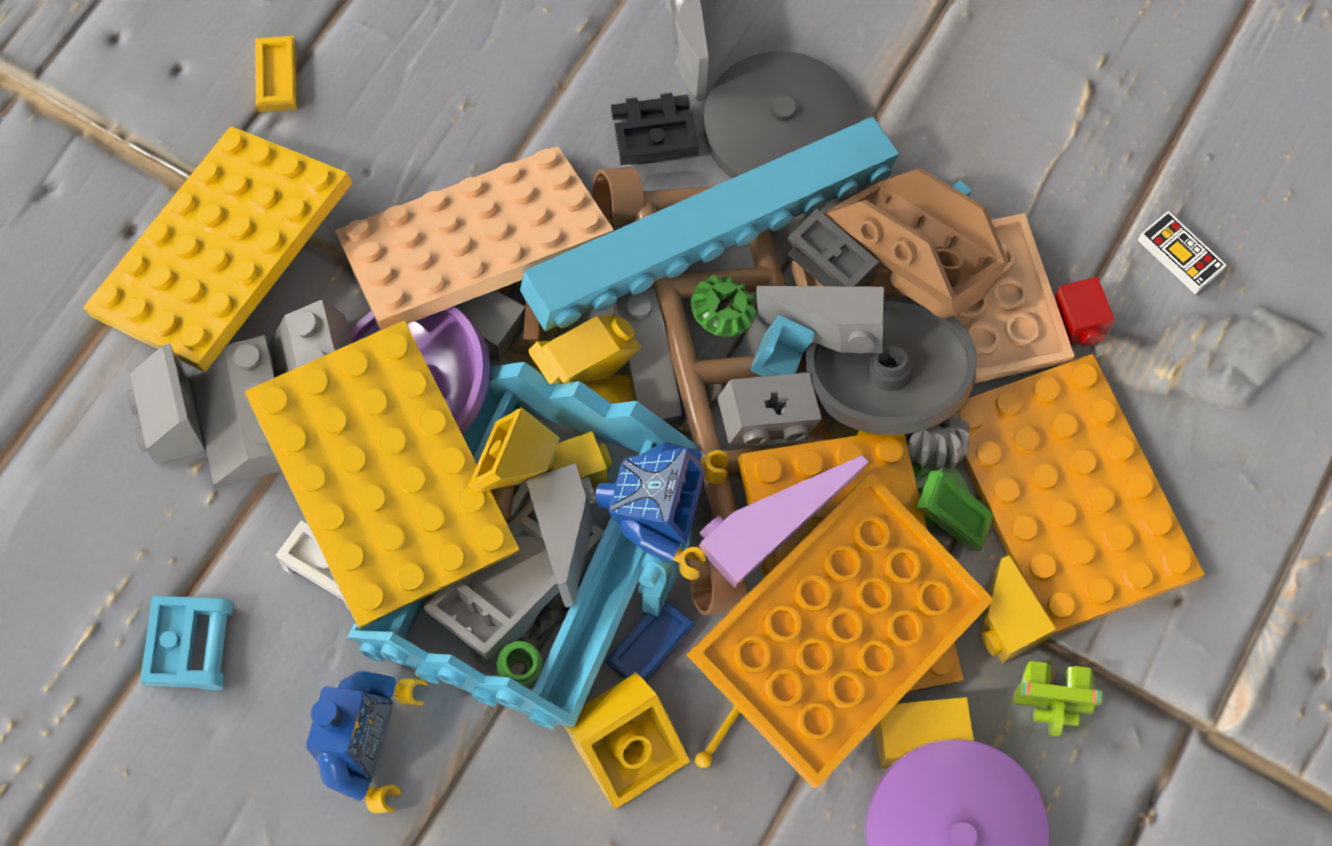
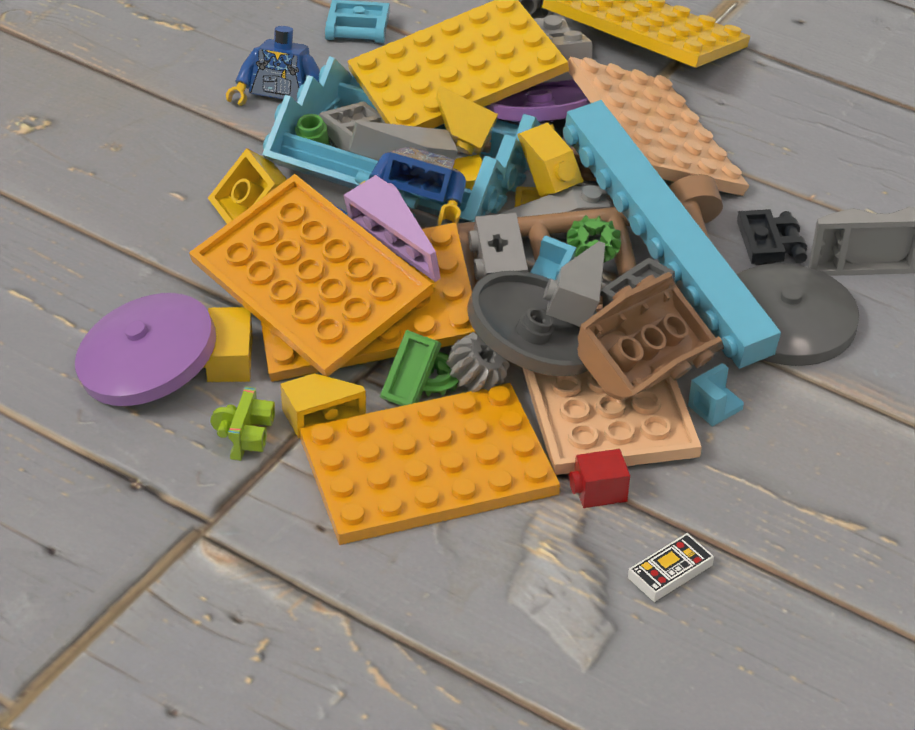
camera: 95 degrees right, 25 degrees down
(276, 73) = (801, 59): yellow tile -> none

